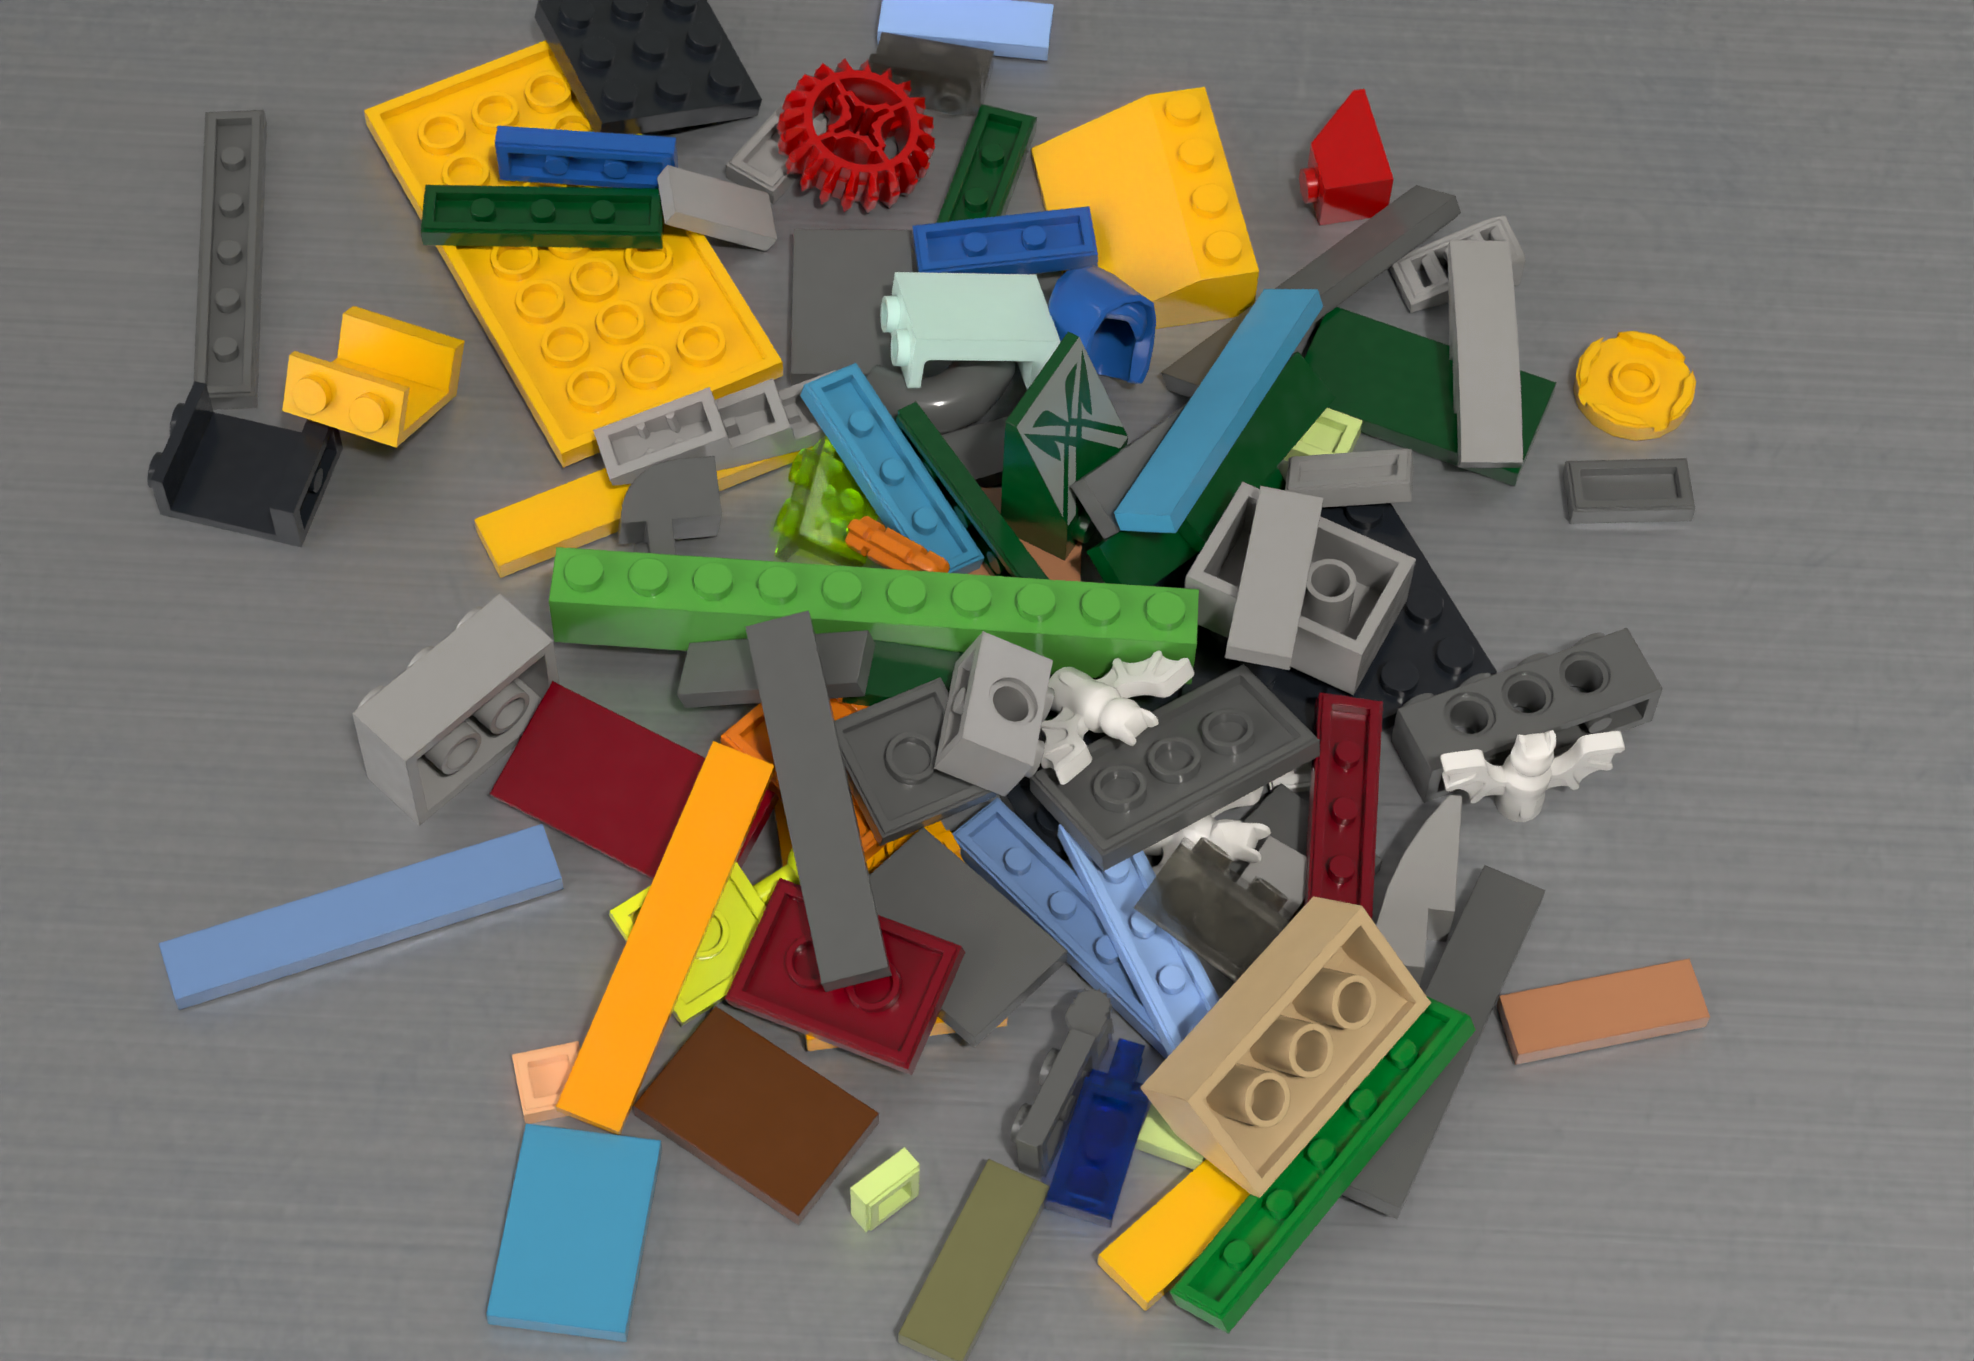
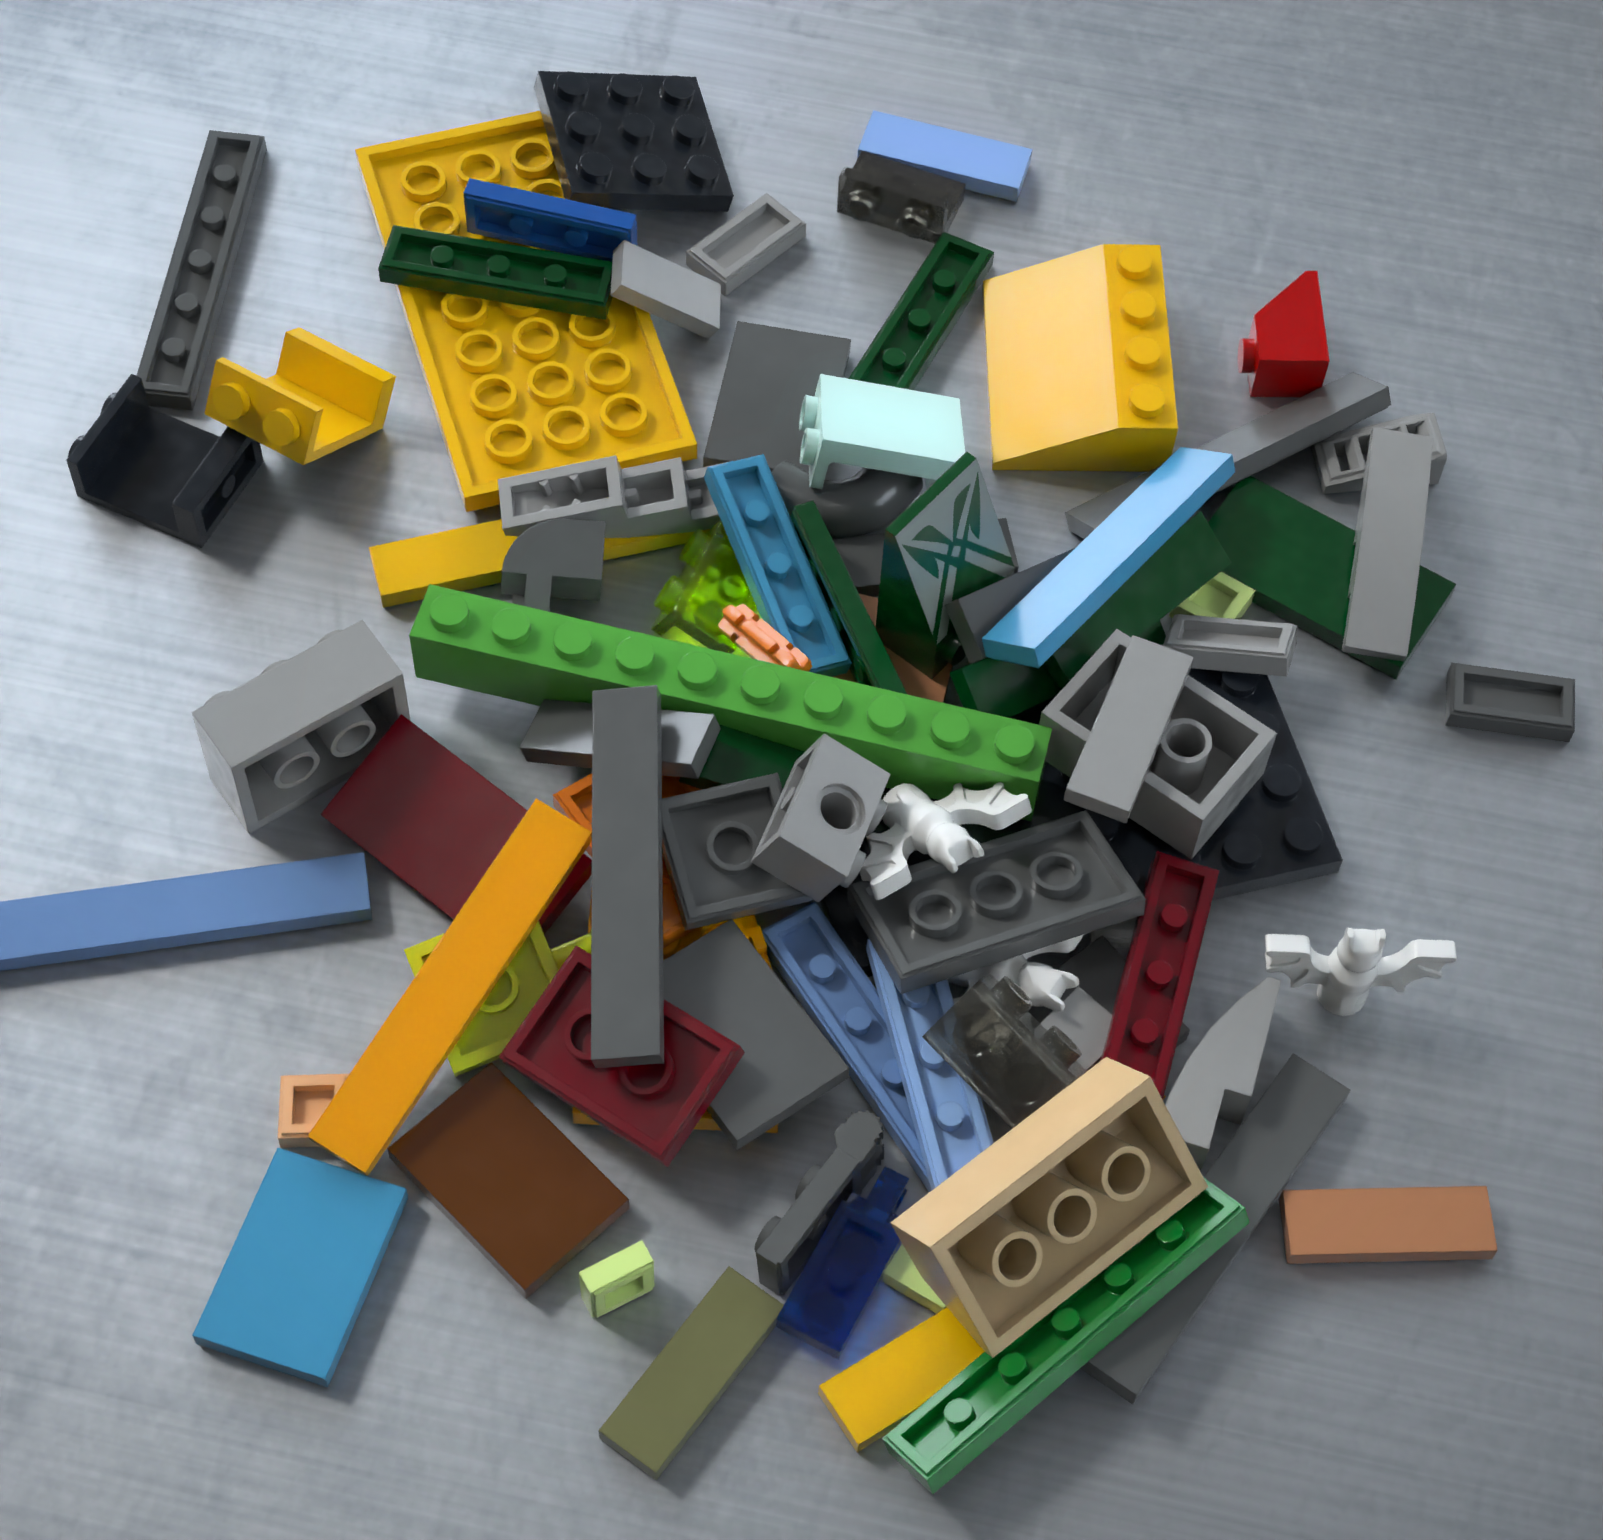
camera: 10 degrees right, 0 degrees up
(850, 156) = (804, 257): red gear -> none
(1008, 243) = (940, 365): blue tile -> none
(1109, 318) = (1016, 454): blue piece -> none
(1608, 666) = (1457, 873): dark grey brick -> none
(1634, 386) = (1534, 600): yellow tile -> none

